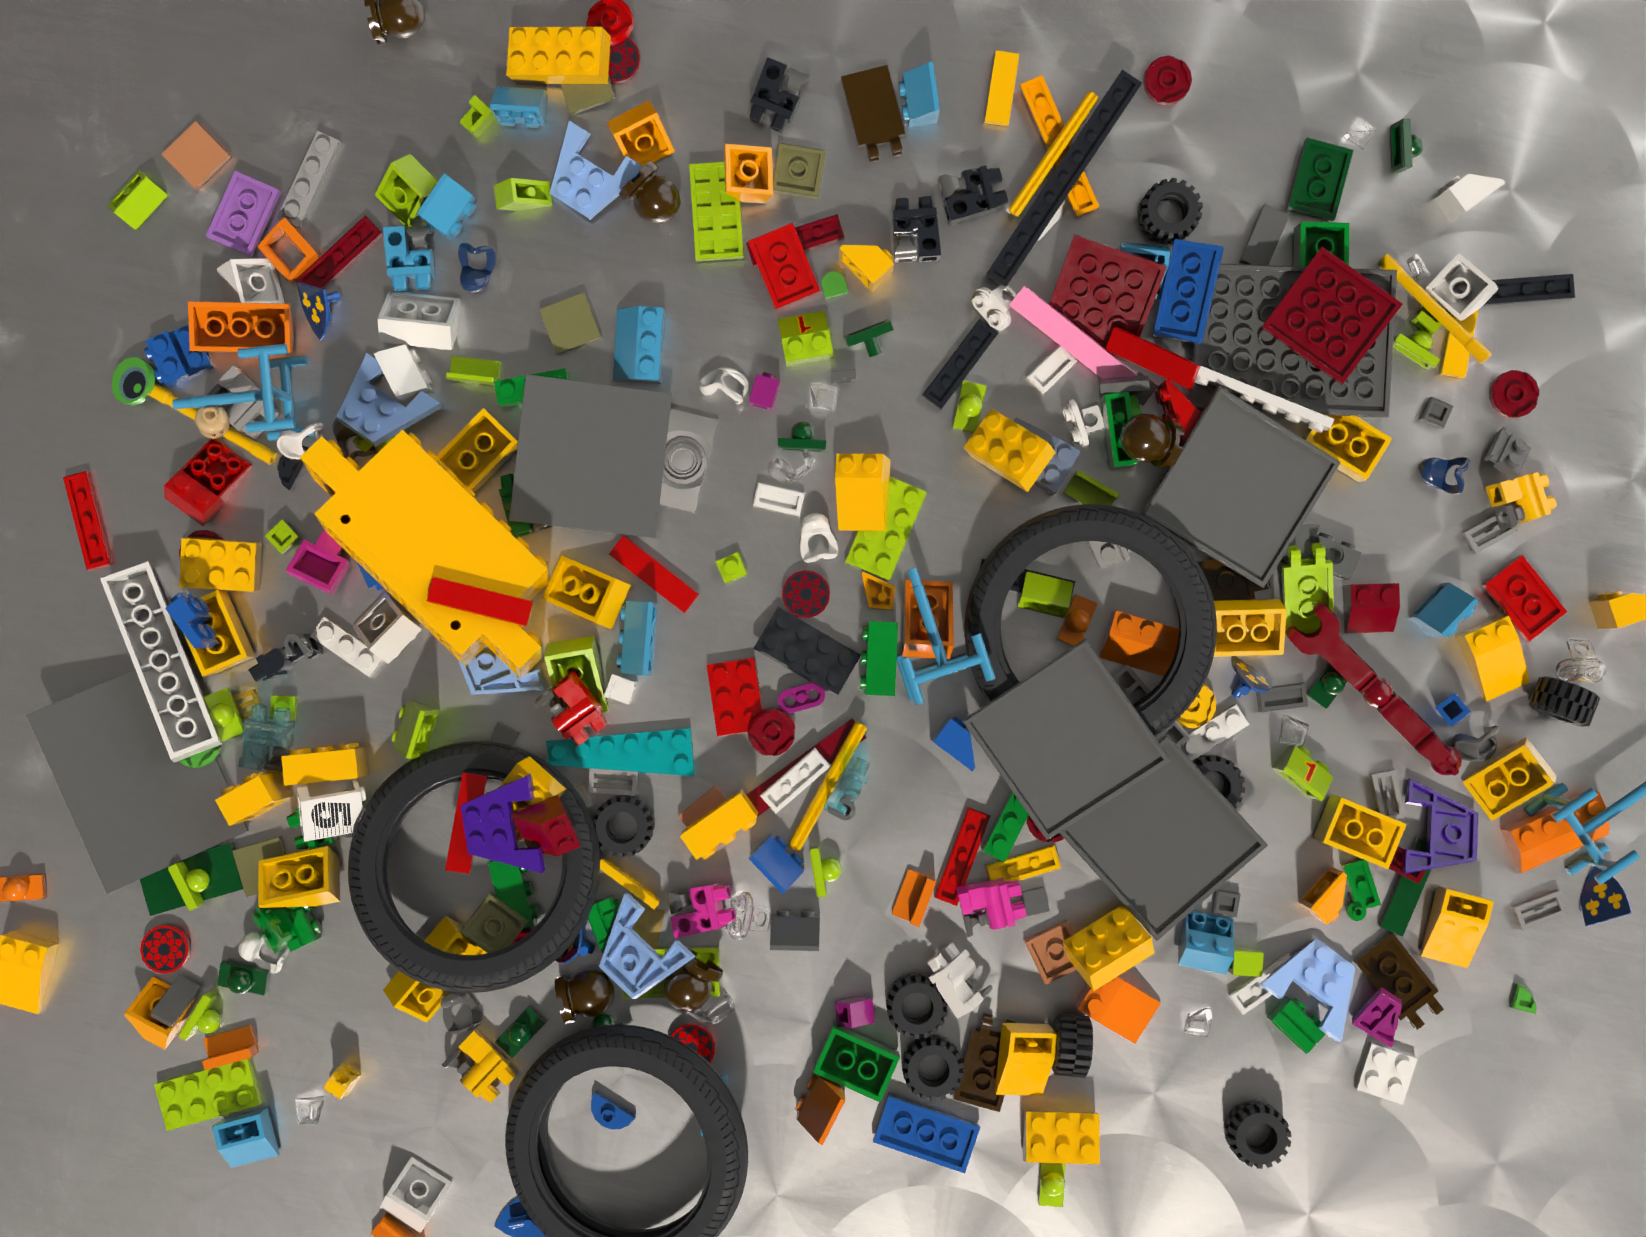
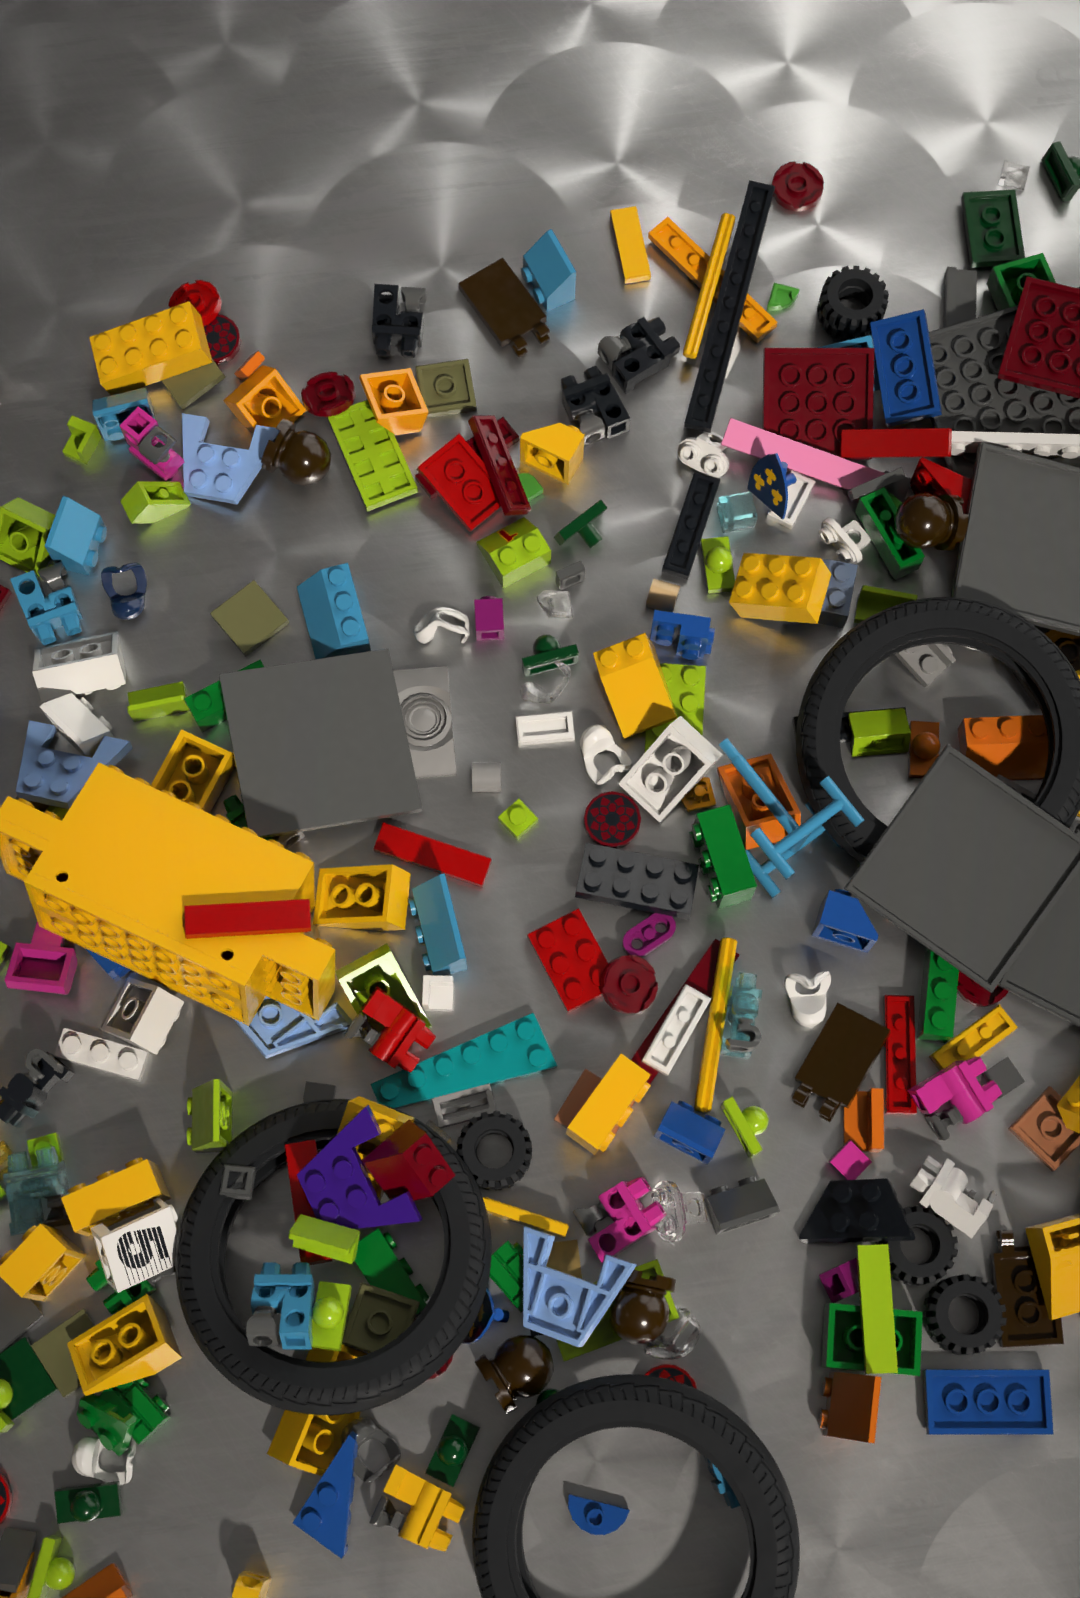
camera: 15 degrees left, 15 degrees down
(416, 1042) = (327, 1509): none -> blue wing
(420, 794) = (243, 1185): none -> dark grey tile
(425, 895) = (285, 1295): none -> dark azure hips
(452, 918) = (330, 1315): none -> lime tile
(467, 860) = (325, 1238): none -> lime panel
(531, 148) = (141, 433): none -> dark pink hips
(638, 96) = (249, 365): none -> orange tile
(696, 145) = (328, 394): none -> dark red tile
(717, 524) = (486, 777): none -> light grey brick
(817, 260) = (499, 465): none -> dark red tile
(865, 571) = (670, 768): none -> white slope
(865, 1045) = (876, 1309): none -> lime tile
(881, 968) = (857, 1213): none -> black wing
(892, 924) = (850, 1161): none -> dark pink tile
(907, 794) = (811, 1007): none -> white piece
(913, 846) = (839, 1060): none -> dark brown tile
(914, 419) = (662, 595): none -> tan brick
(923, 465) = (689, 632): none -> blue plate
(1001, 367) = (736, 512): none -> clear light blue panel
(1036, 353) = (770, 483): none -> dark blue shield
(1113, 181) = (782, 297): none -> bright green tile

